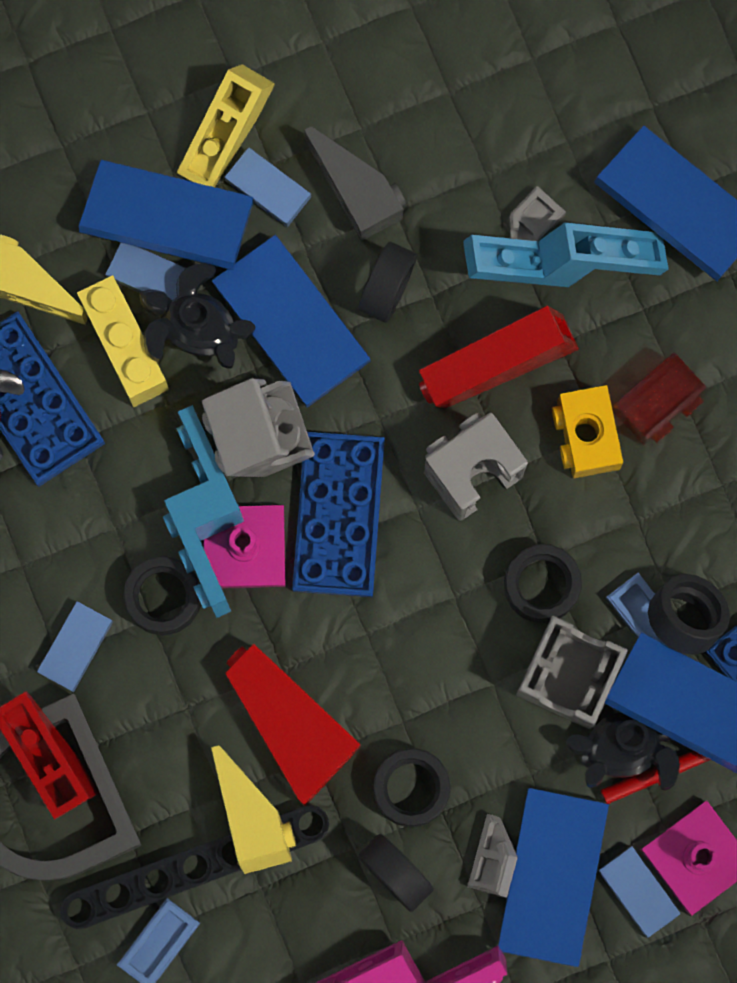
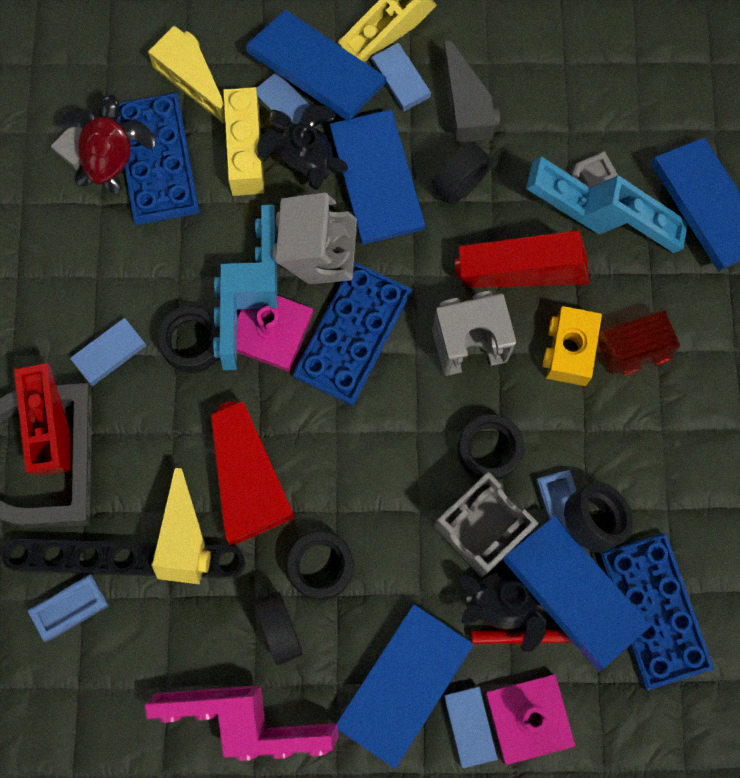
camera: 20 degrees right, 5 degrees down
(494, 859) = (362, 651): light grey tile -> none

